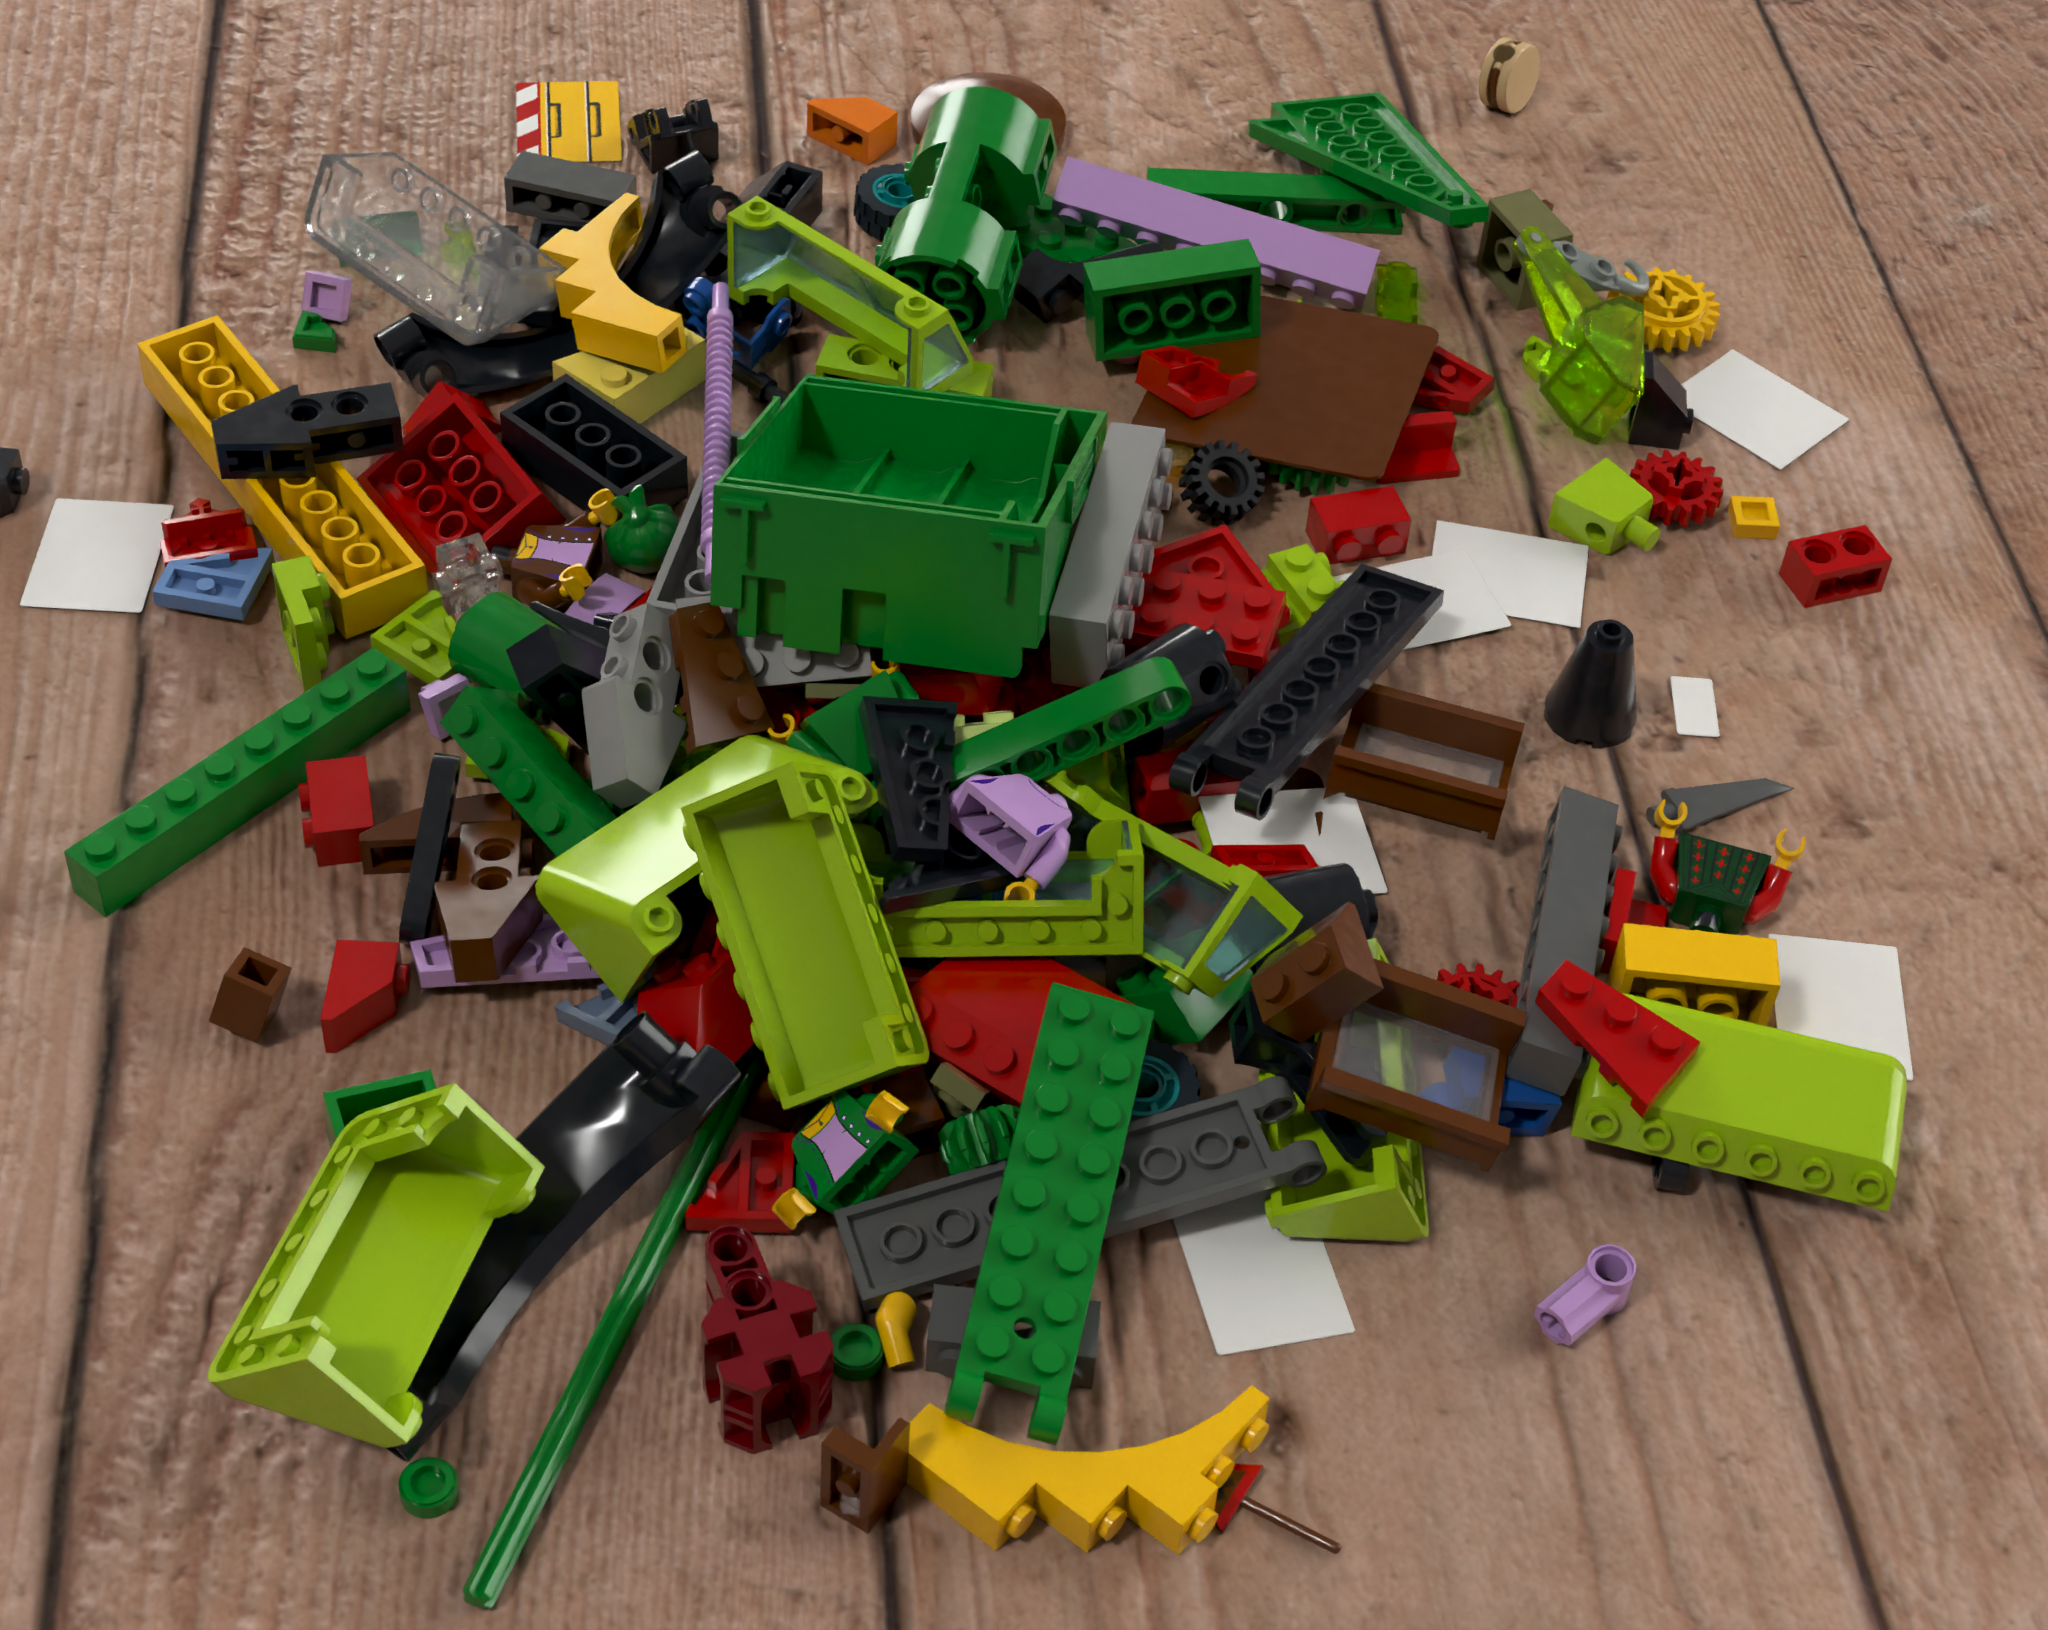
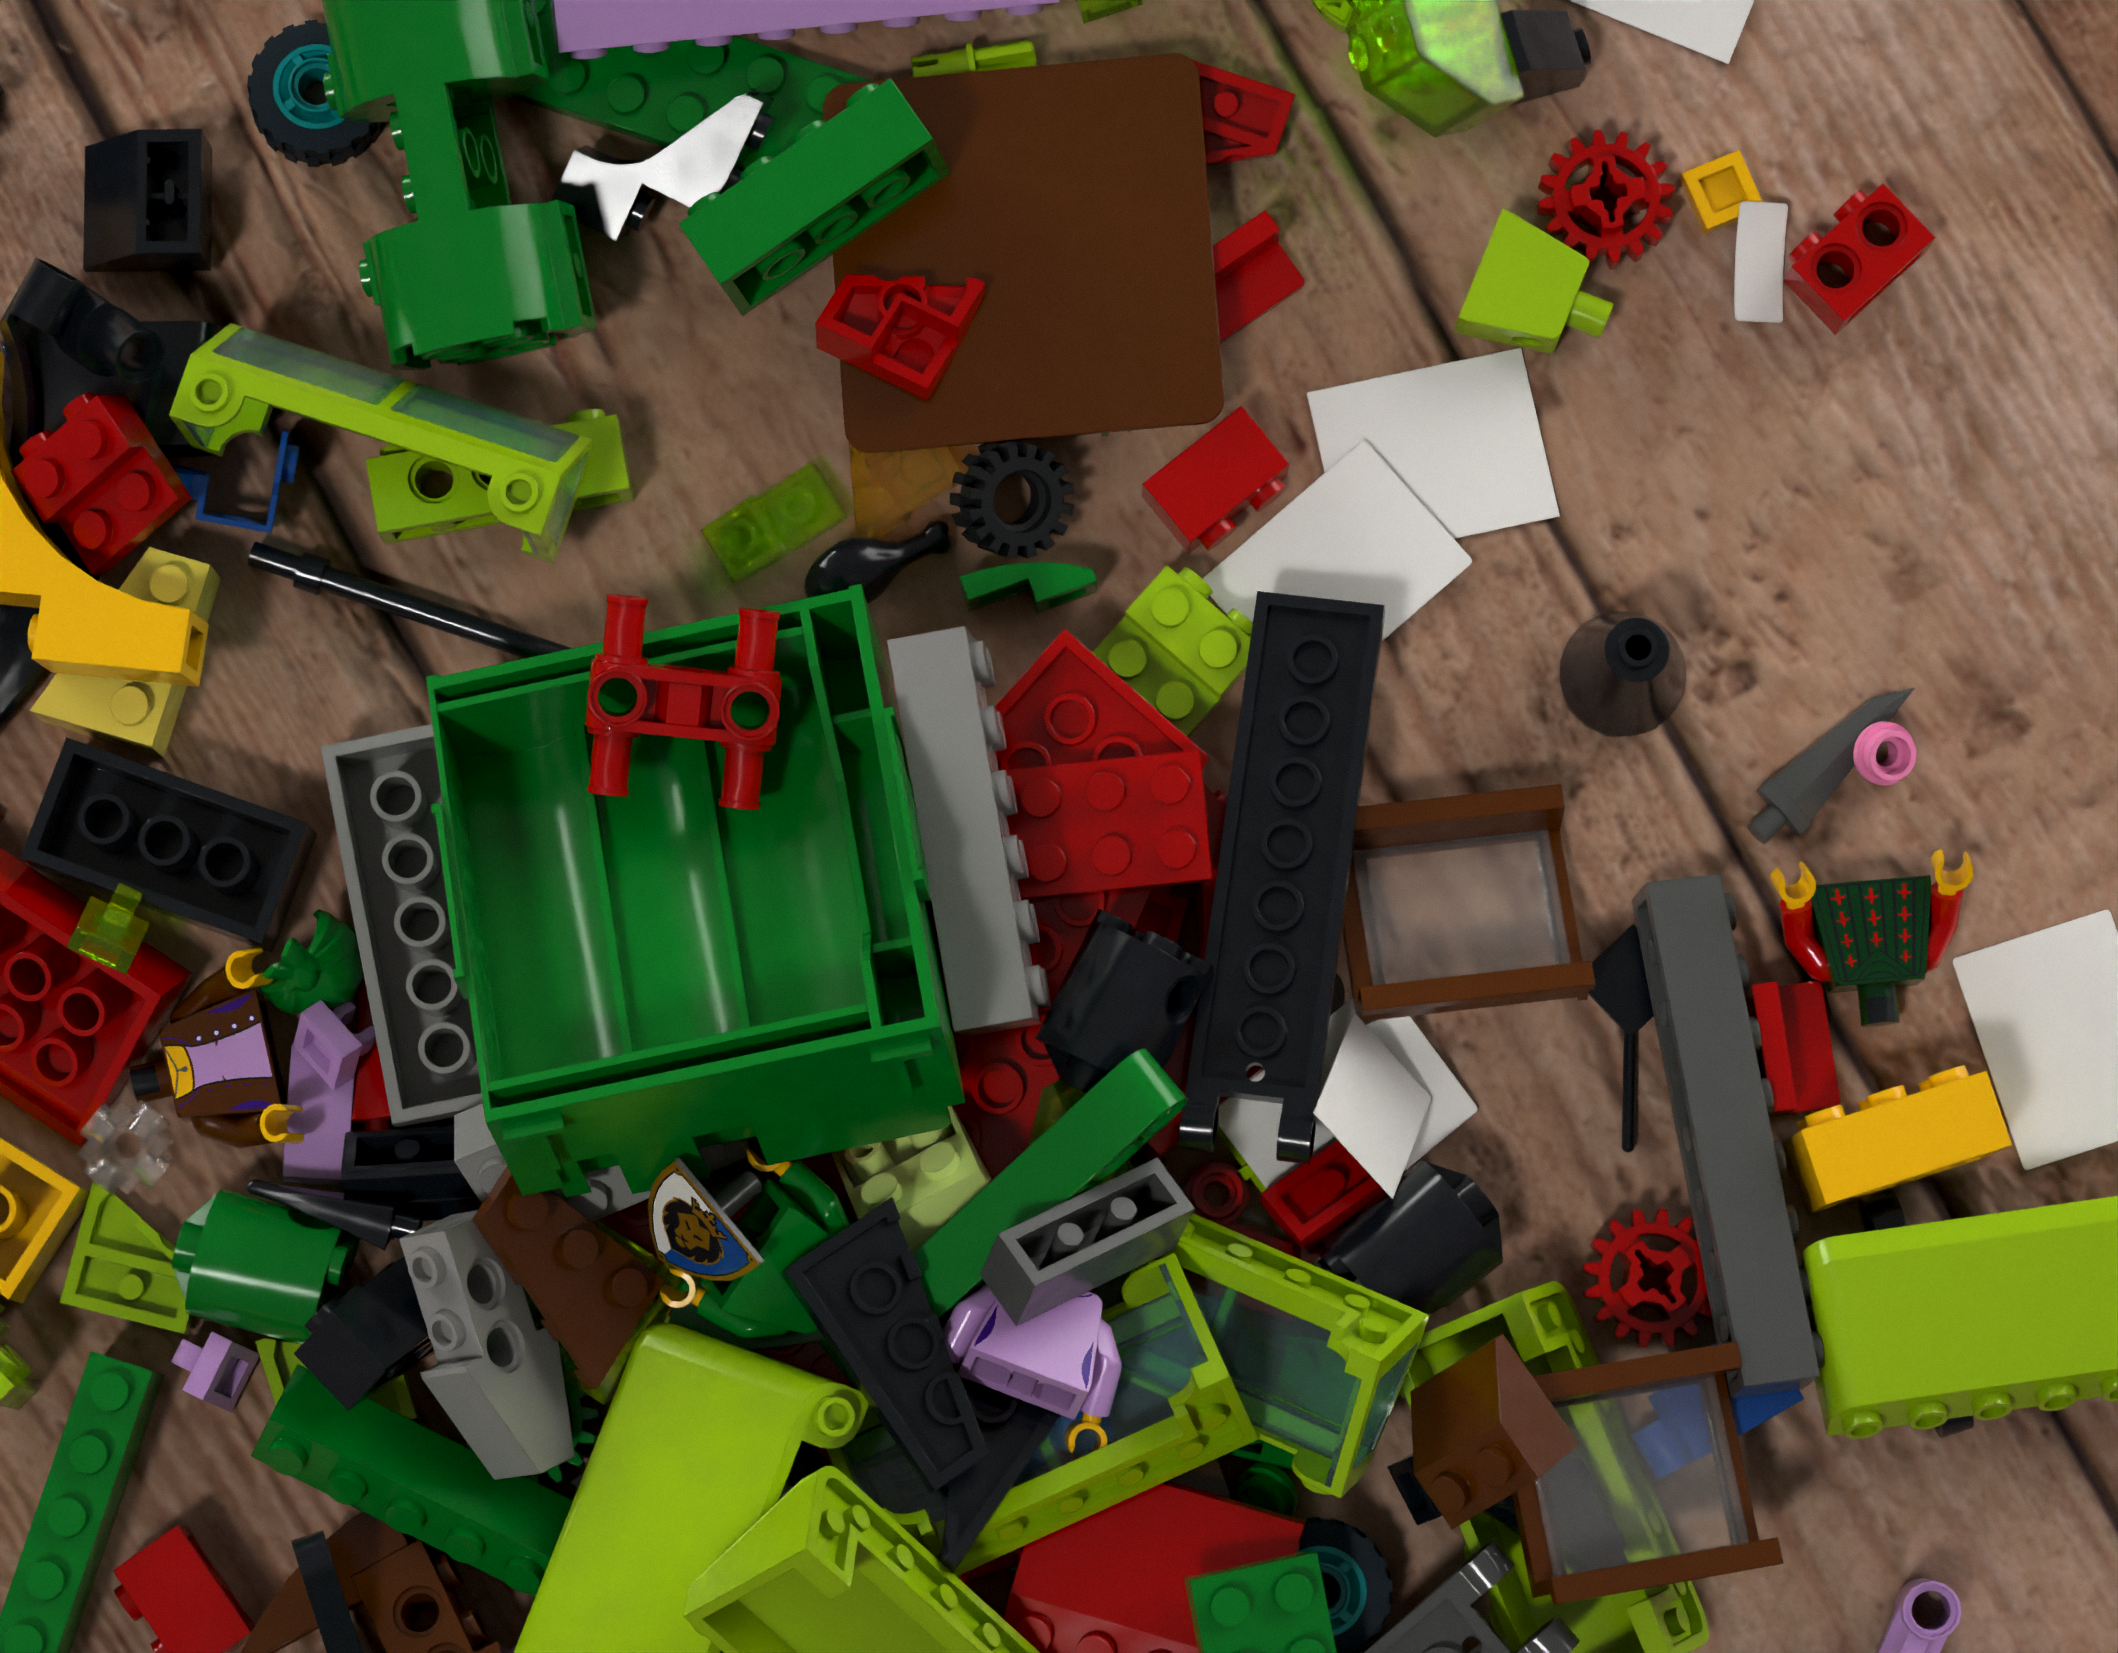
camera: 20 degrees left, 35 degrees up
(533, 454) = (110, 930): none -> clear neon green tile
(632, 567) = (329, 1044): none -> lavender tile
(668, 266) = (100, 479): none -> red plate
(716, 410) = (429, 983): lavender hose -> none
(818, 667) = (696, 1229): none -> shield
(962, 414) = (683, 702): none -> red piece
(1079, 763) = (1086, 1241): none -> dark grey brick
(1192, 518) = (1047, 583): none -> green slope
(1315, 820) = (1372, 1105): none -> white sticker
(1520, 865) = (1625, 997): none -> black piece
(1623, 1036) = (1852, 1323): red wing -> none
(1694, 706) = (1749, 596): white sticker -> none
(1767, 553) = (1760, 262): none -> white sticker
(1769, 795) = (1900, 755): none -> bright pink plate

